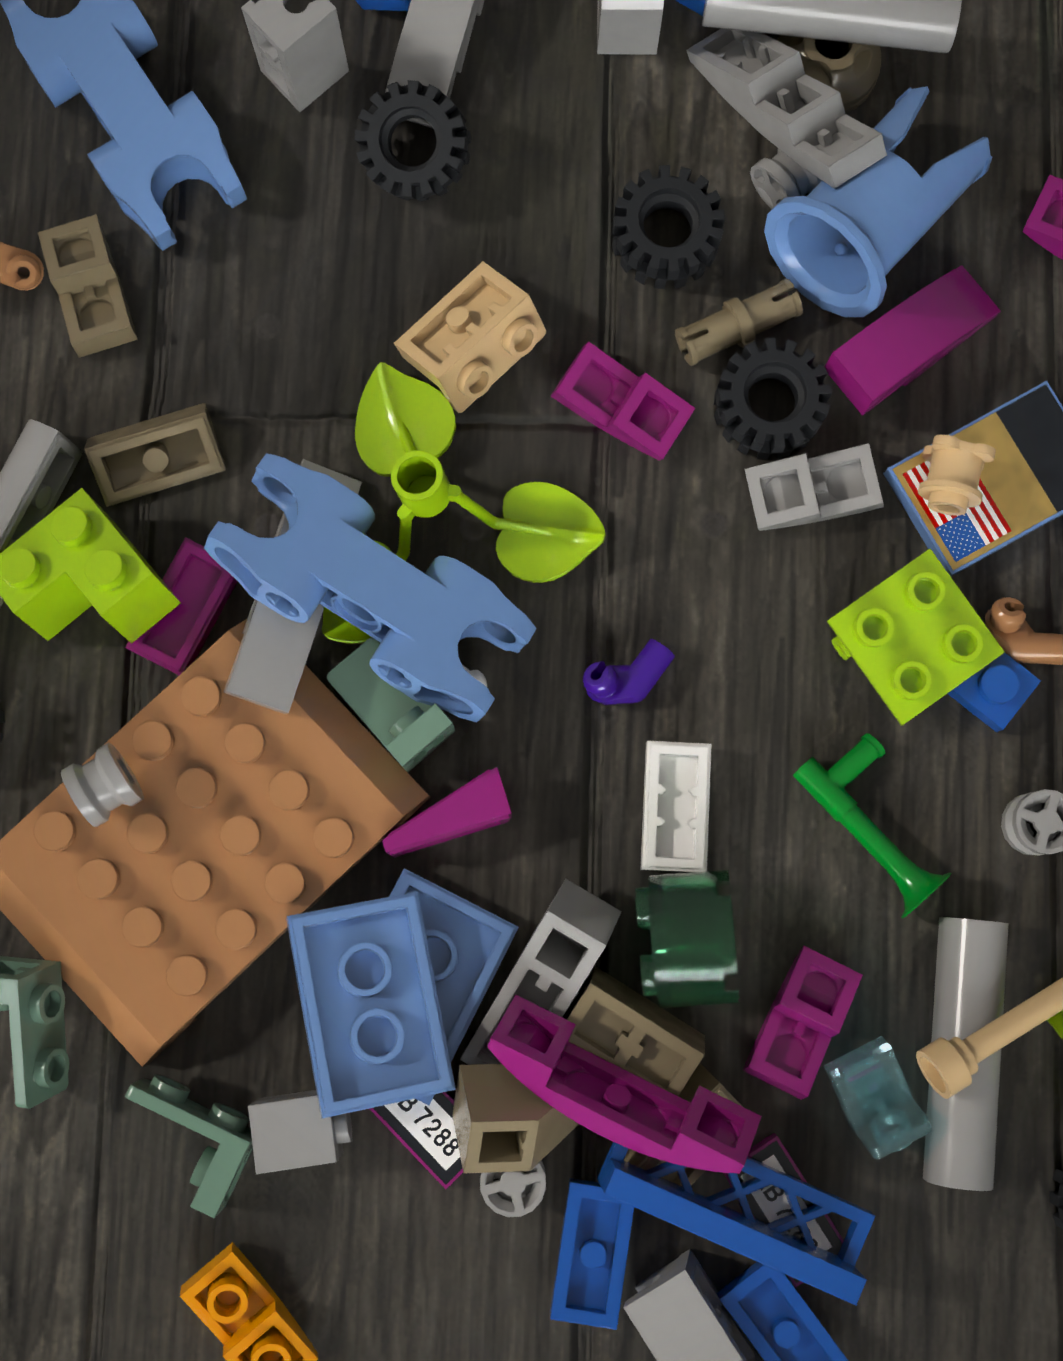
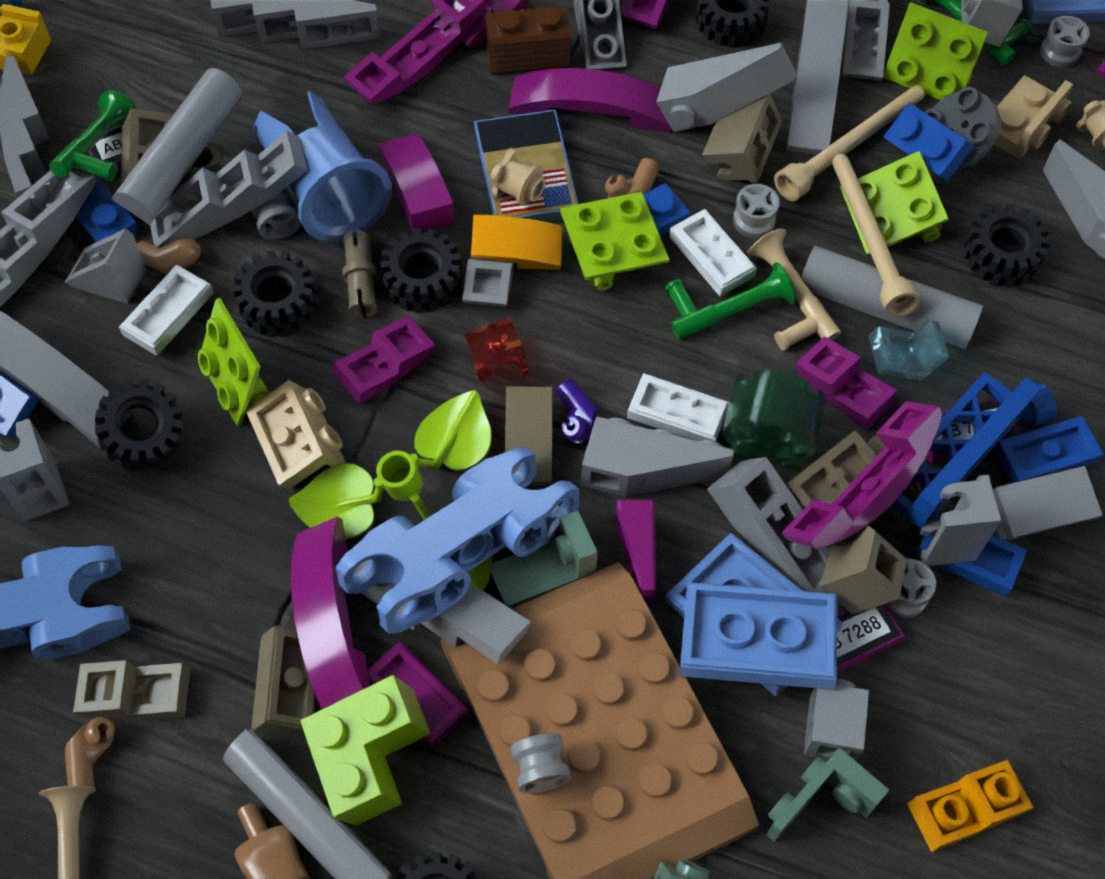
camera: 70 degrees left, 20 degrees down
(226, 462) = (322, 614): none -> magenta slope
(548, 206) = (230, 364): none -> lime hinge
(577, 623) = (530, 426): none -> dark tan slope
(577, 774) = (643, 460): none -> light grey slope
(593, 1243) = (967, 528): none -> light grey hinge
(595, 104) = (166, 310): none -> white plate
(675, 74) = (180, 252): none -> medium nougat arm
(677, 540) = (496, 347): none -> clear red piece
(857, 509) = (517, 240): none -> light orange slope
(870, 1302) = (1041, 409): none -> blue axle
(893, 957) = (817, 318): none -> tan piece
(947, 781) = (712, 252): none -> white plate

